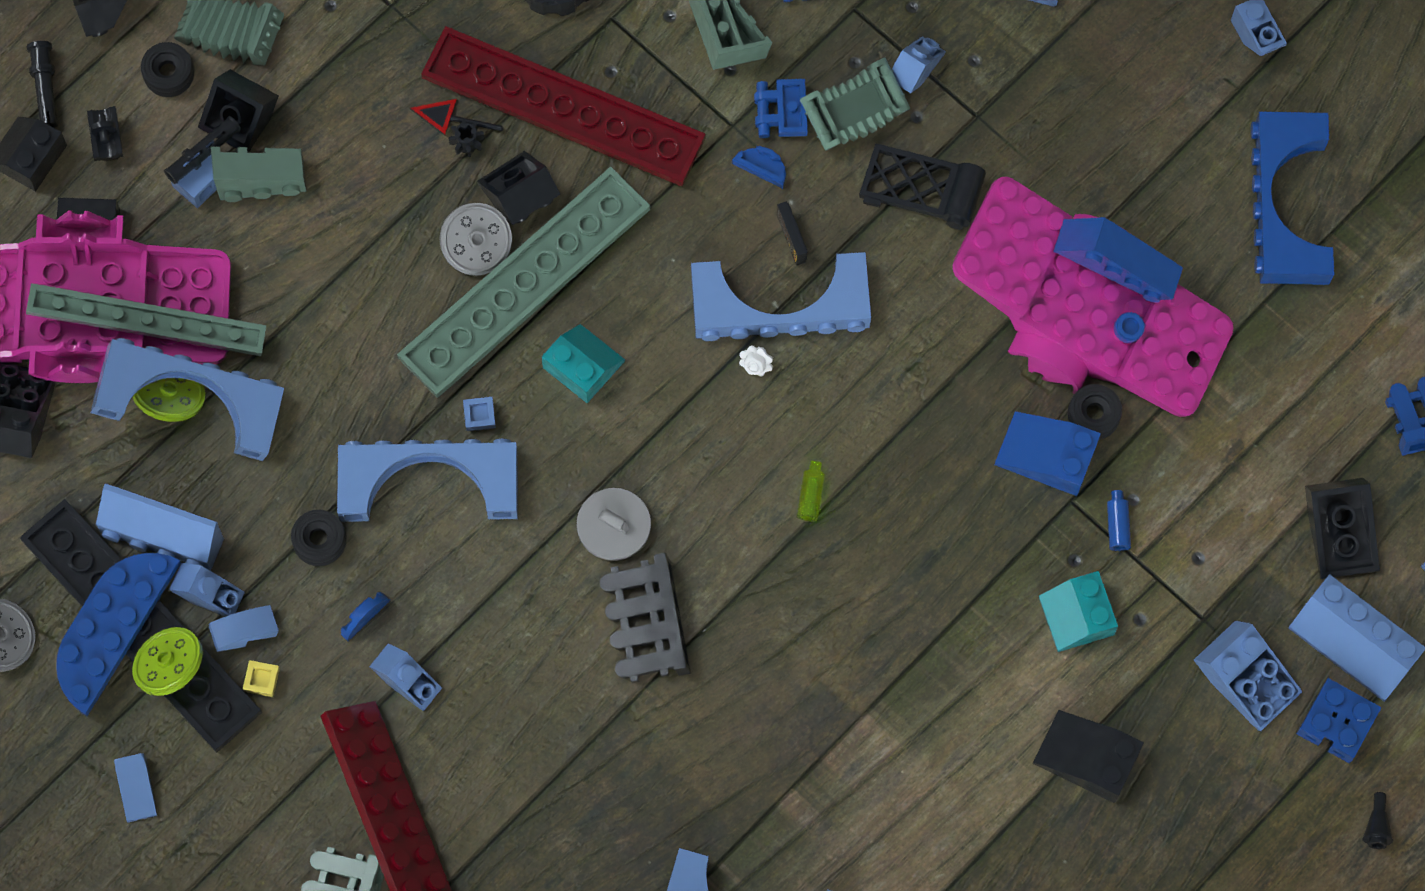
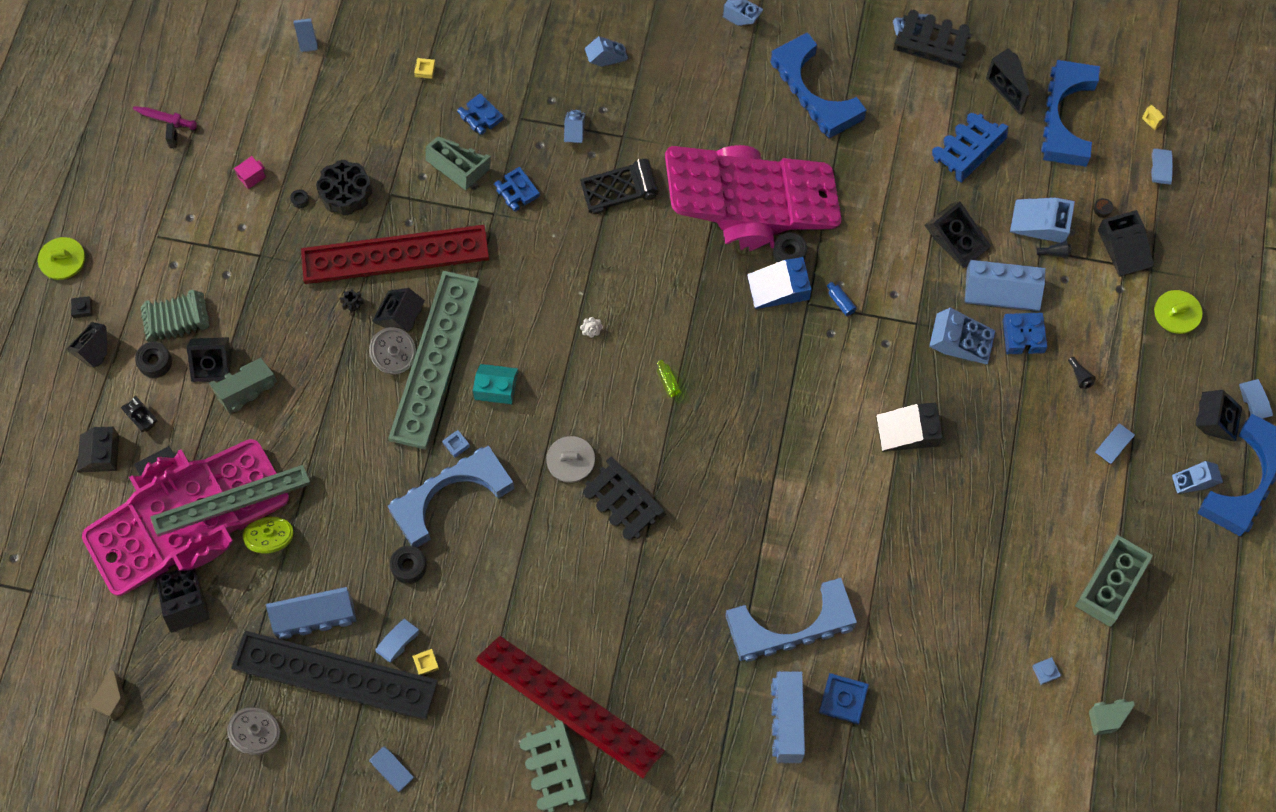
camera: 30 degrees left, 5 degrees down
(43, 71) = (79, 402): black pin -> none
(109, 625) = (317, 685): blue plate -> none
(167, 661) = (366, 684): lime shield -> none
(177, 171) = (197, 407): black pin -> none
(197, 184) = (208, 407): medium blue slope -> none
(206, 589) = (361, 631): medium blue slope -> none
(249, 401) = (319, 512): medium blue arch -> none
(363, 614) = (461, 592): blue tile -> none
(405, 676) = (508, 610): medium blue slope -> none
(440, 115) = (328, 298): piece -> none
(724, 315) = (556, 312): medium blue arch -> none
(762, 163) = (525, 224): blue tile -> none
(792, 233) = (566, 250): black tile -> none
(857, 106) = (557, 164): sand green piece -> none
(1078, 612) = (853, 357): teal slope -> none
(1119, 257) = (754, 156): blue wedge -> none
(1129, 327) = (781, 193): blue tile -> none

